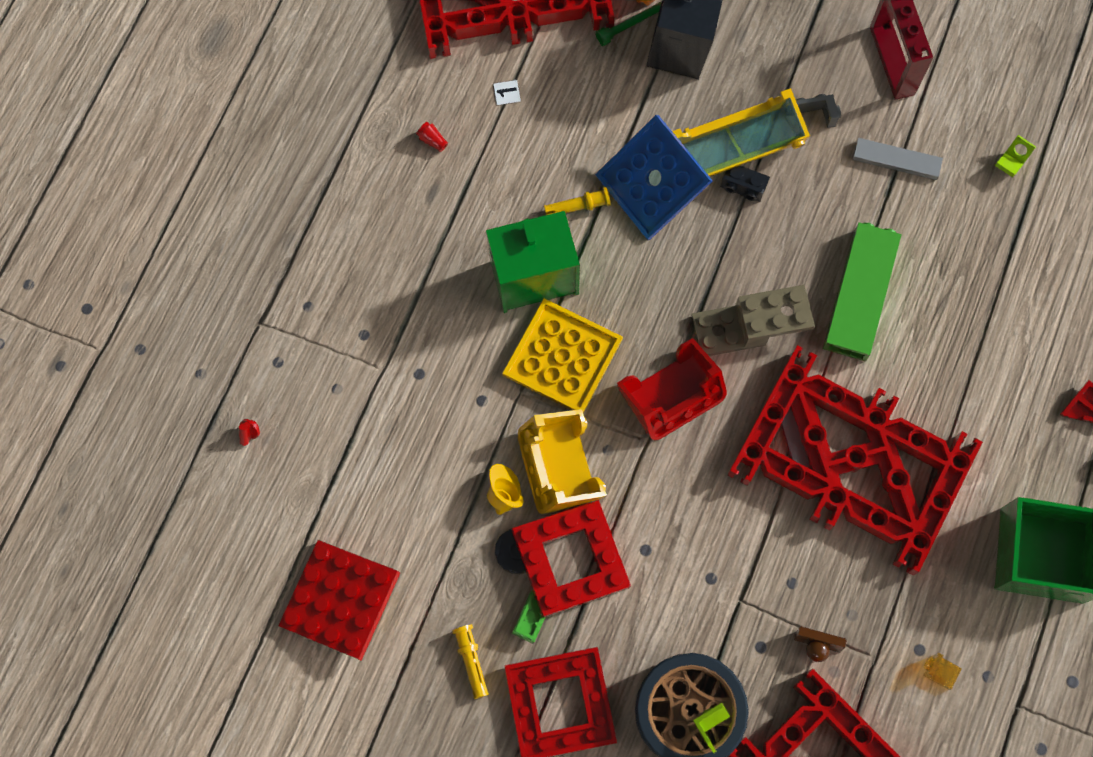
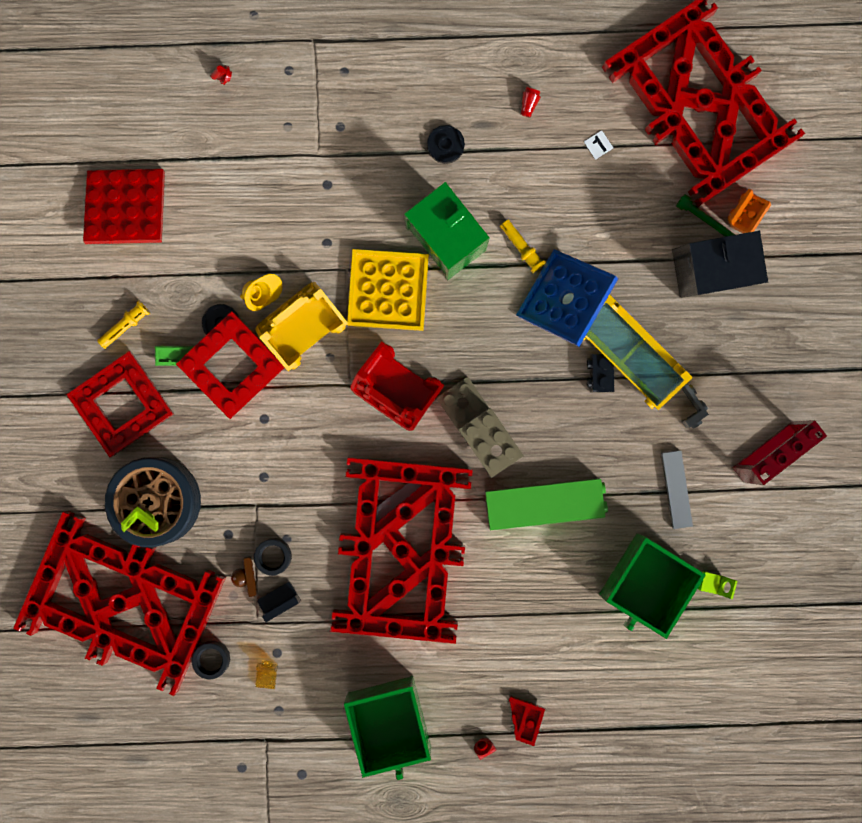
camera: 65 degrees right, 15 degrees up
(435, 236) = (445, 144): none -> black tile
(820, 592) = (258, 556): none -> black tyre
(861, 620) = (278, 601): none -> black panel
(920, 727) = (200, 671): none -> black tyre
(993, 216) = (651, 586): none -> green piece

